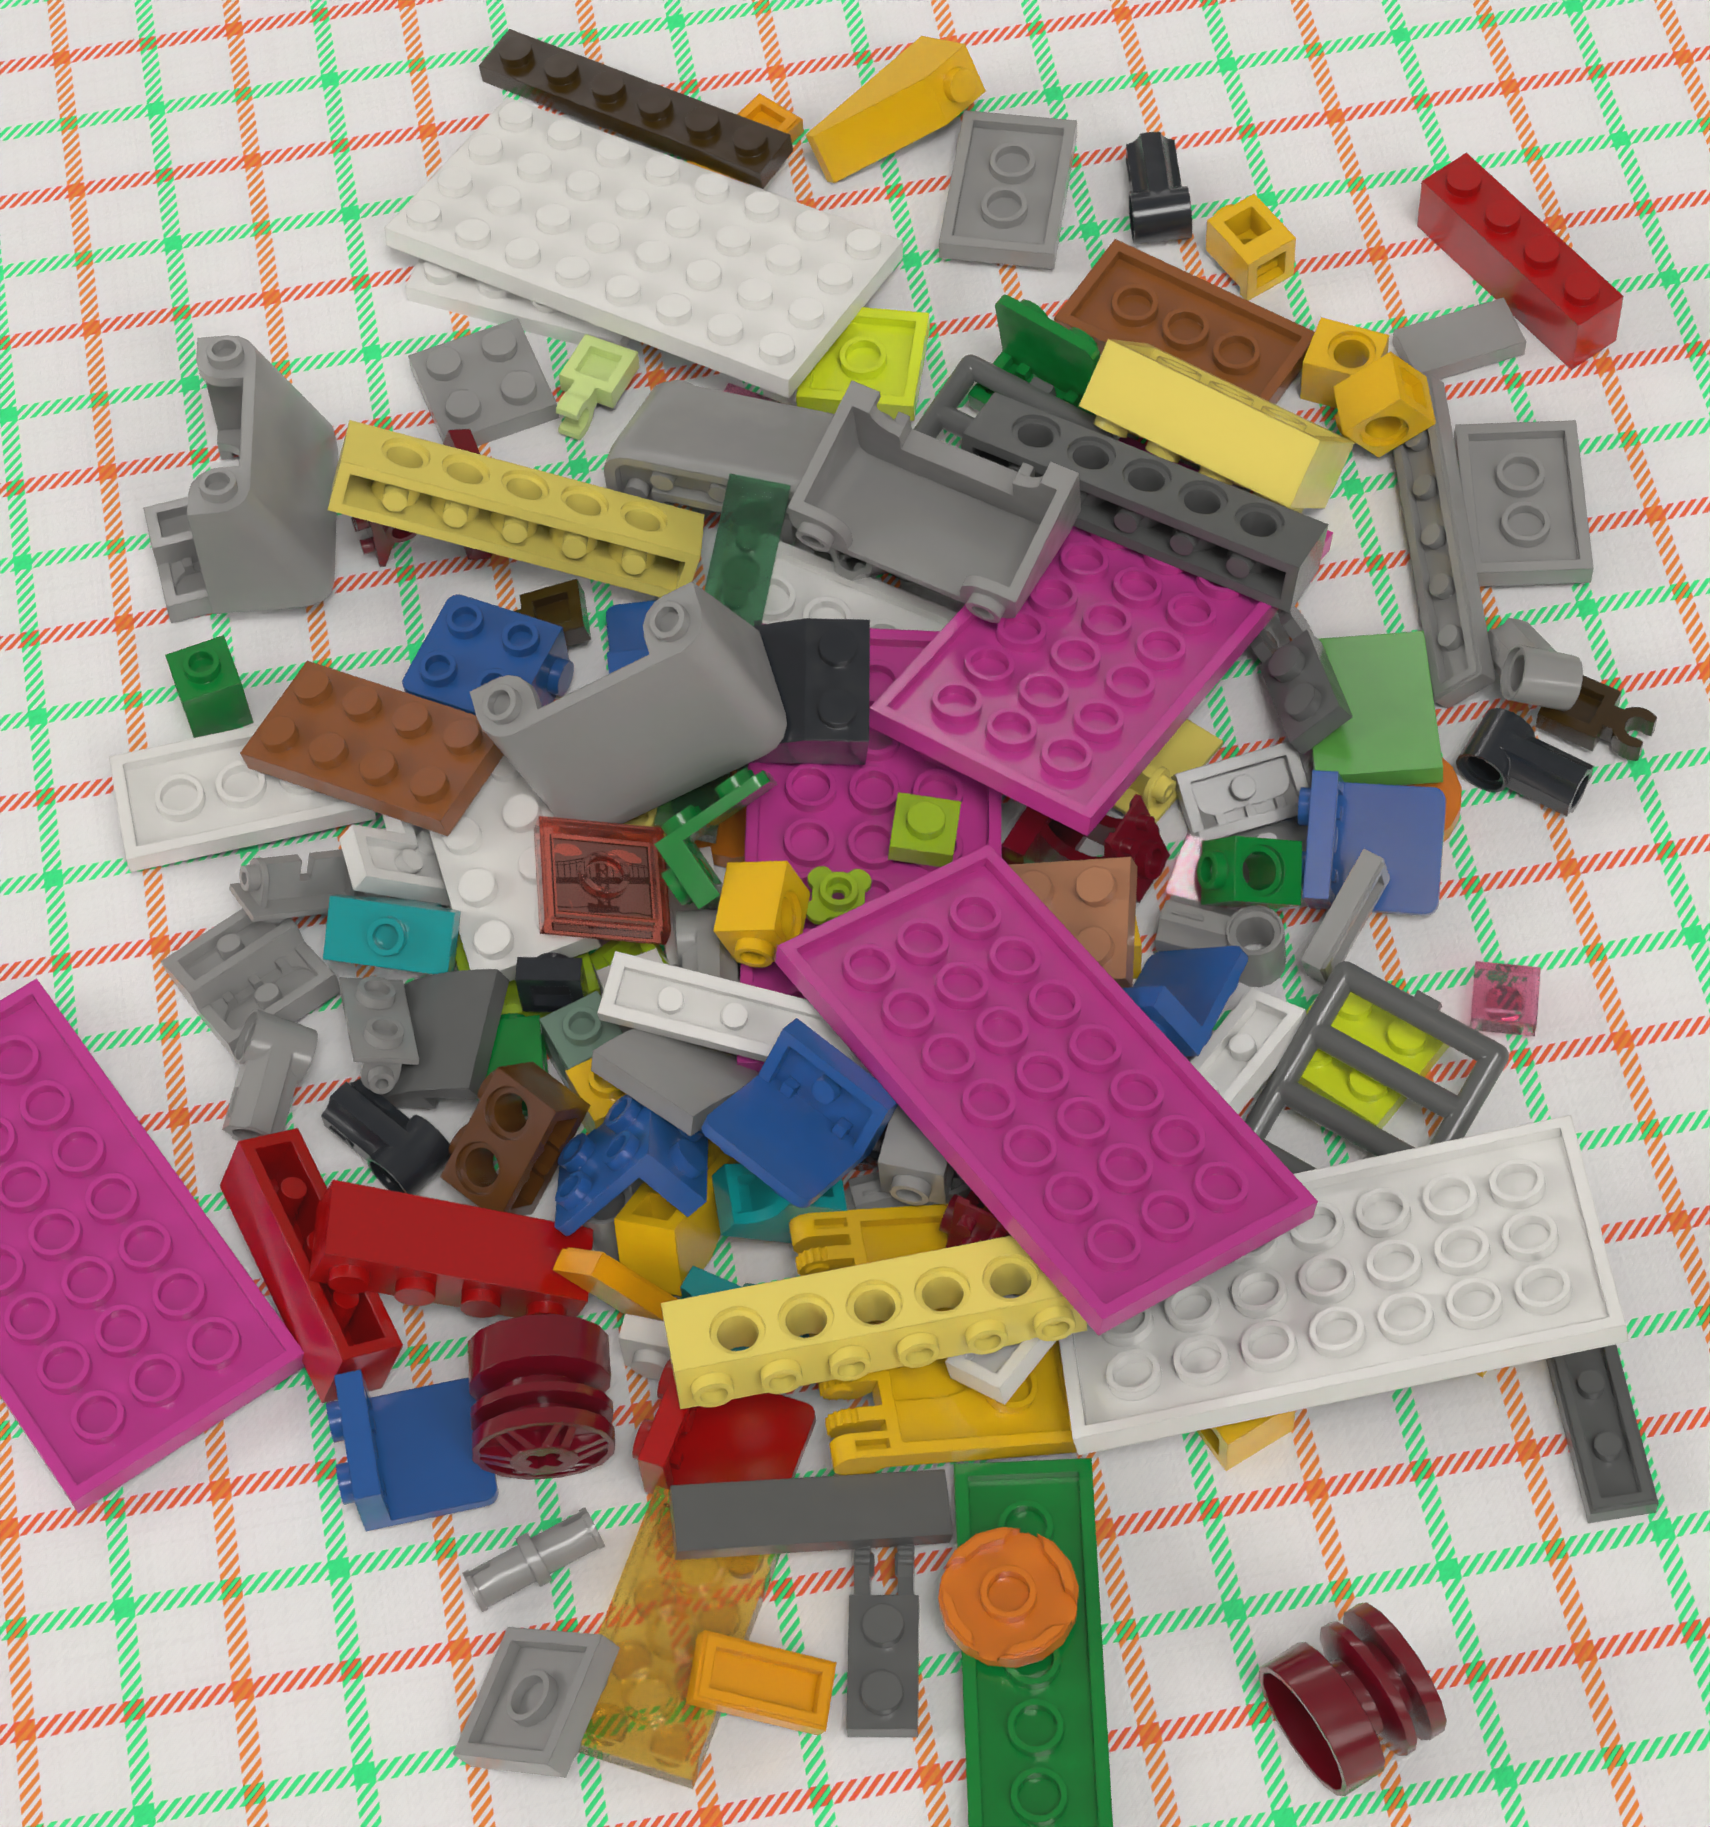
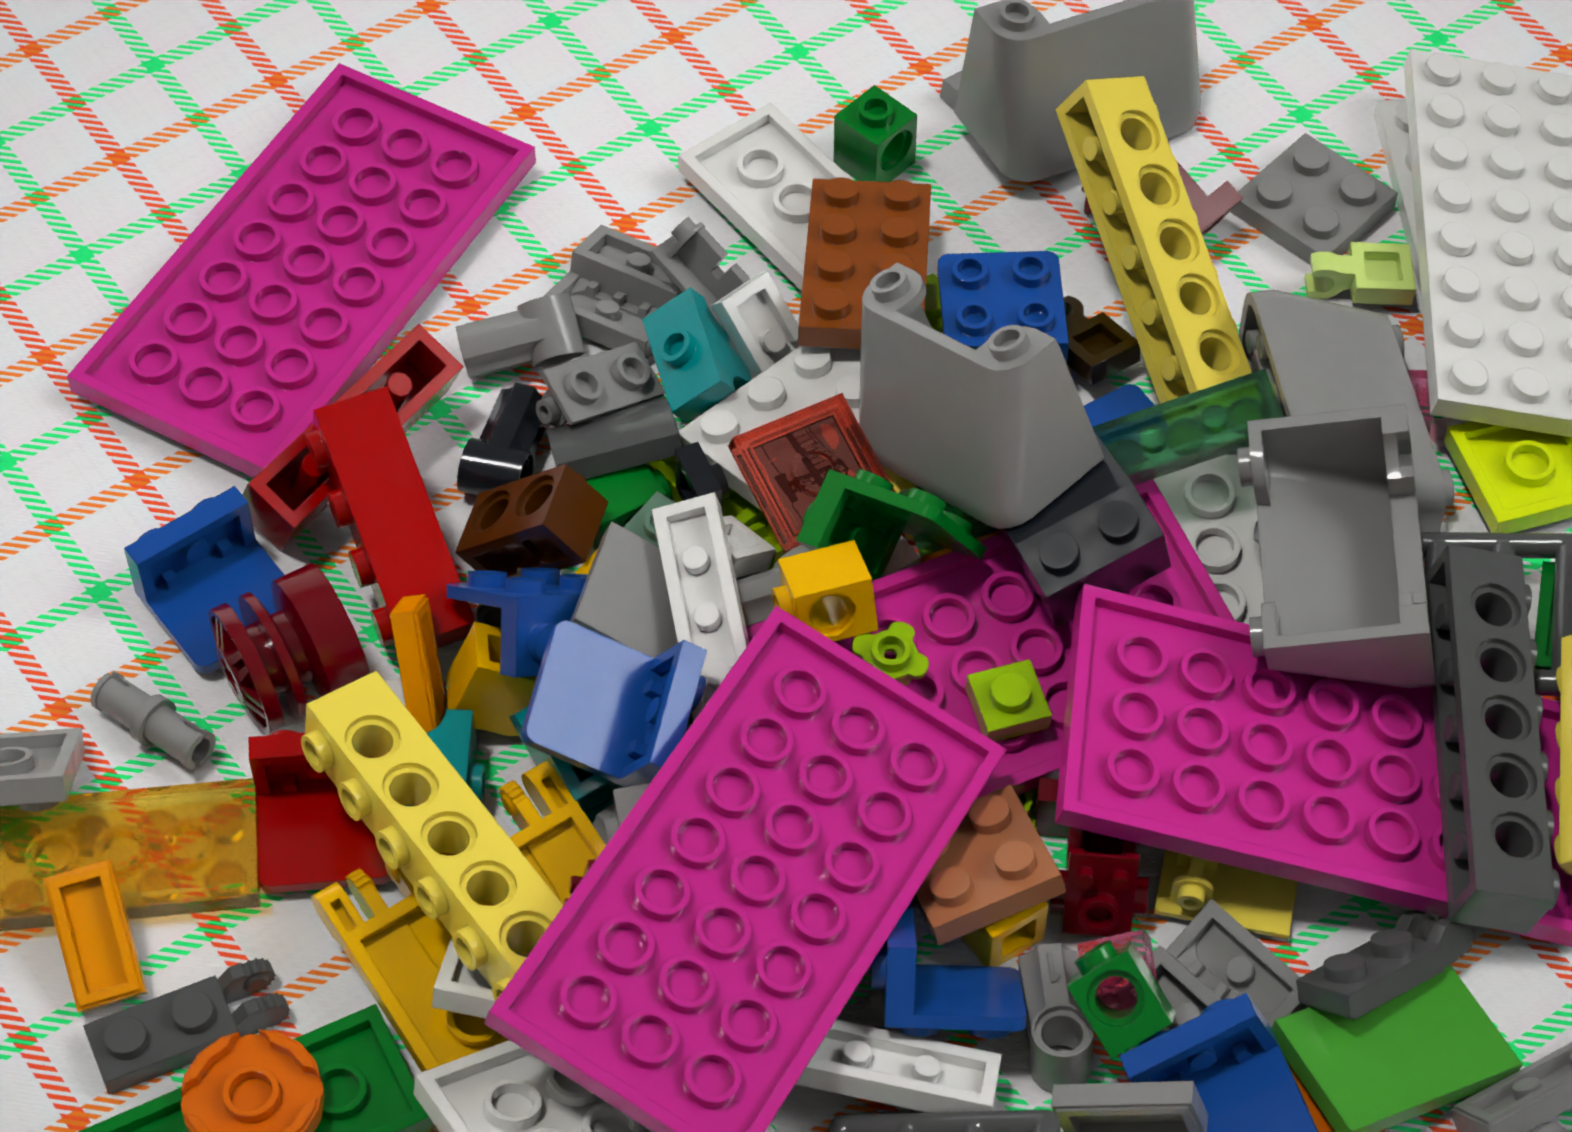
camera: 60 degrees right, 5 degrees down
(810, 1514) = (271, 905): dark grey tile -> none

